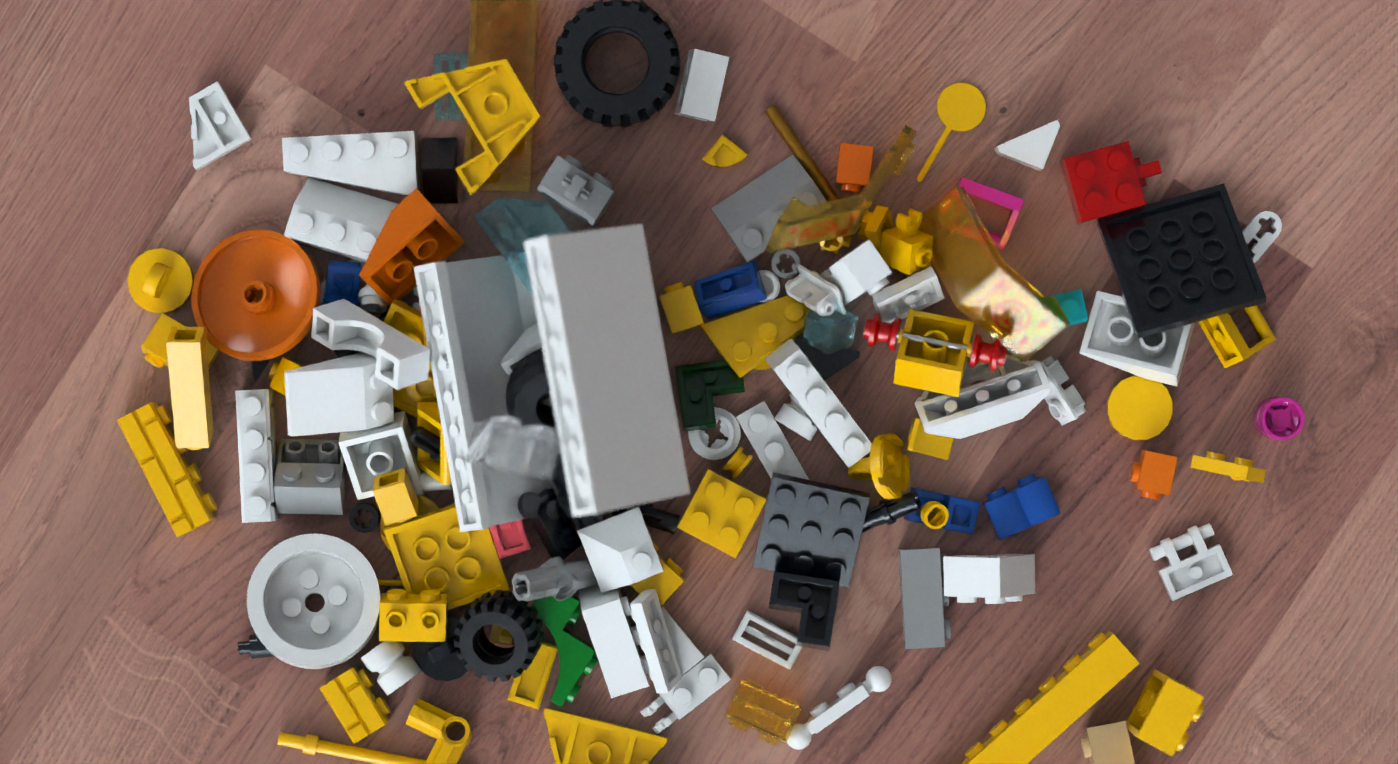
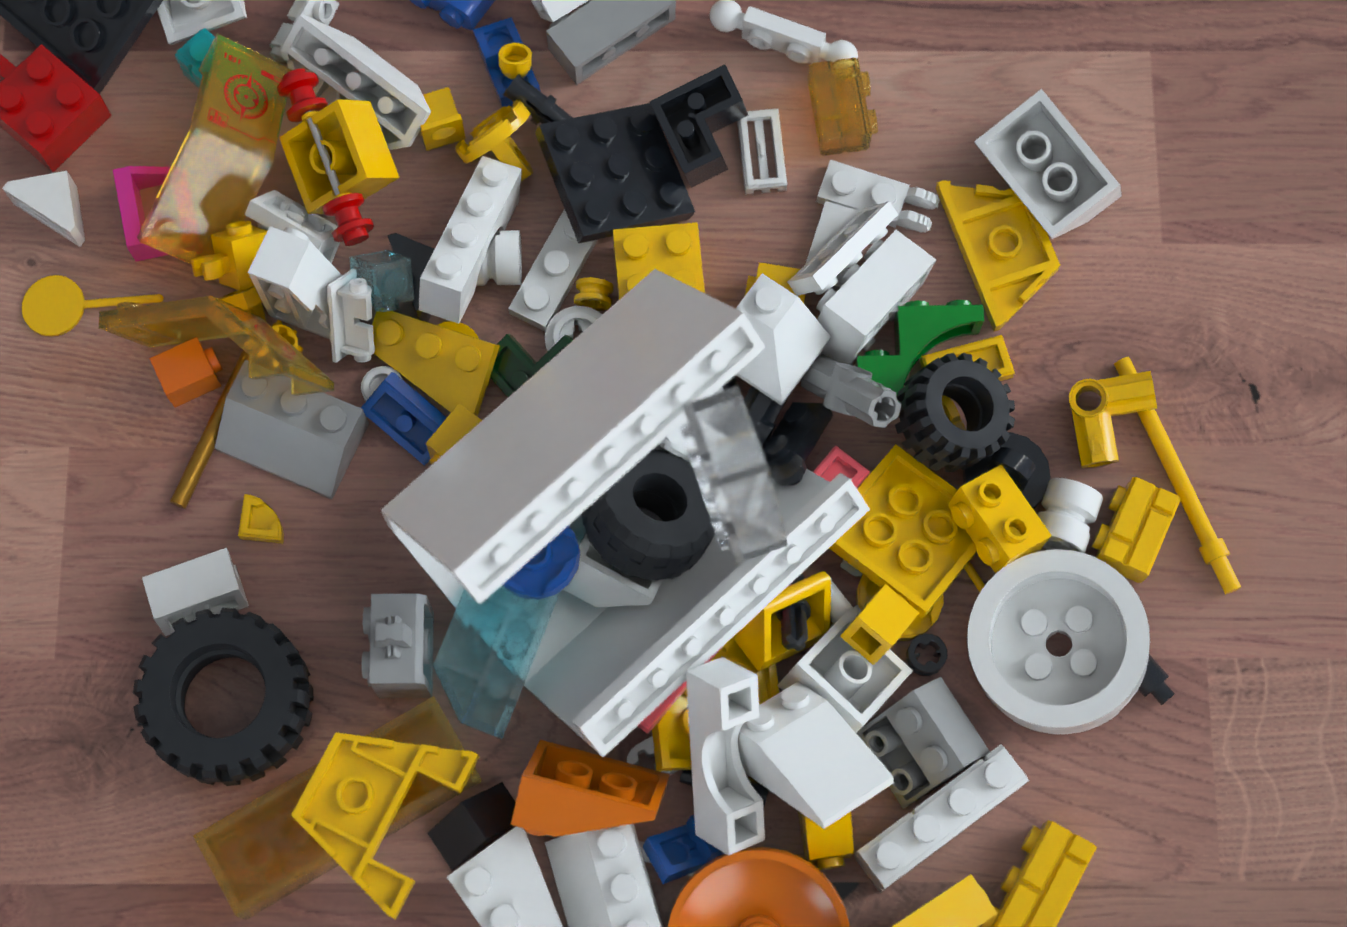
camera: 120 degrees left, 15 degrees down
(371, 301) = (675, 805): white plate -> none
(438, 58) = (364, 902): clear light blue tile -> none
(775, 260) = (340, 368): light grey bush -> none

